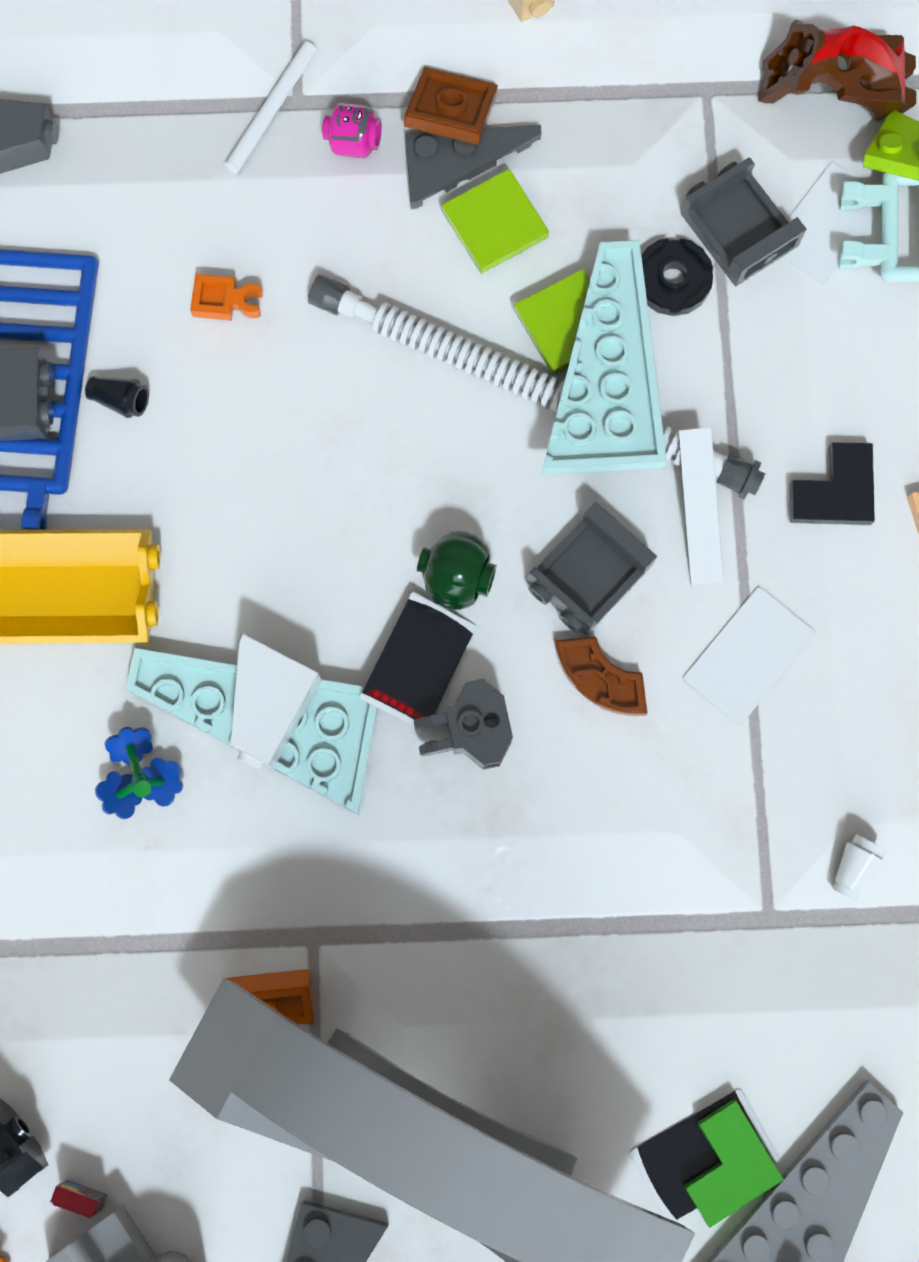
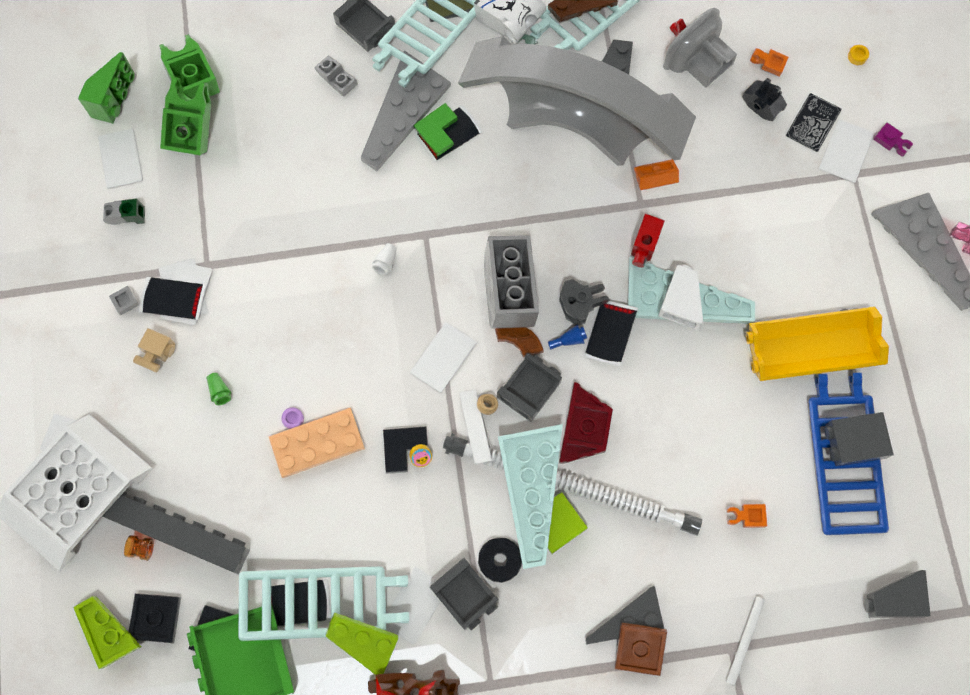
camera: 175 degrees right, 5 degrees down
(78, 1198) = (725, 84): dark red tile -> none
(121, 395) = (793, 454): black cone -> none
(156, 782) = (745, 255): blue plant -> none
(314, 852) = (646, 240): none -> red torso
(352, 130) = (695, 624): dark pink head -> none
(457, 570) = (598, 375): dark green plant -> none
(491, 661) = (571, 337): none -> blue cone
(492, 485) = (586, 426): none -> dark red wing
(495, 221) = (605, 579): lime tile -> none
(612, 761) = (510, 282): none -> light grey brick
(662, 542) = (491, 400): none -> tan plate
(806, 465) = (420, 455): none -> tile

